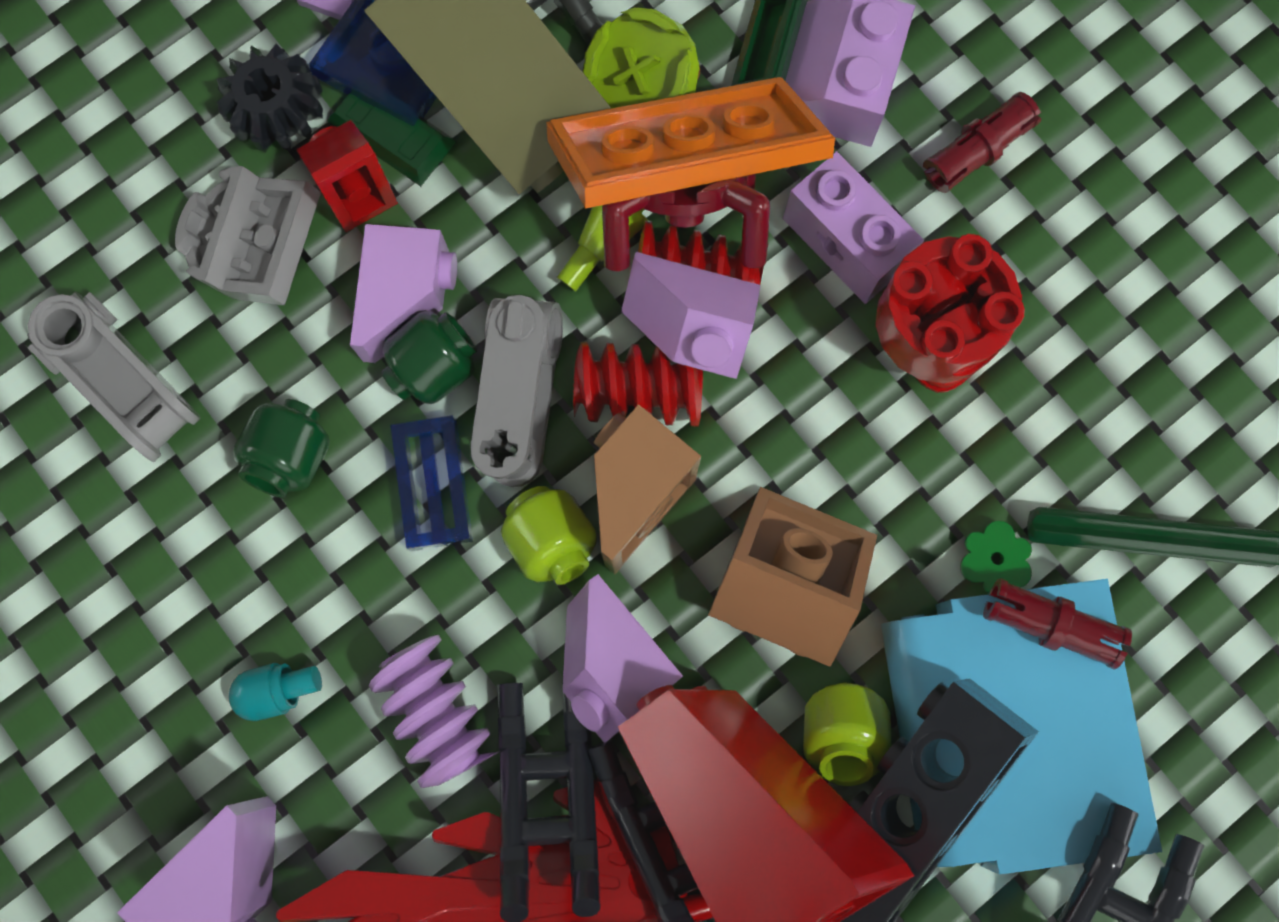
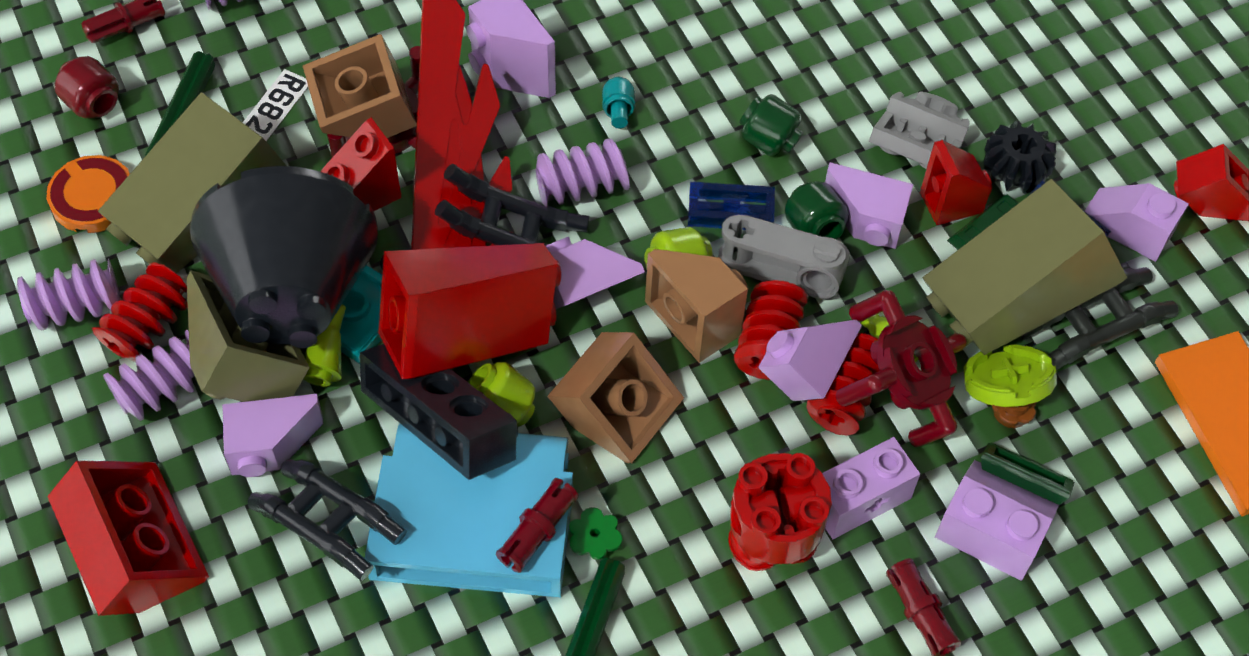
camera: 100 degrees right, 20 degrees down
(108, 371) = (839, 47): light grey piece -> none
(687, 141) = (936, 367): orange tile -> none

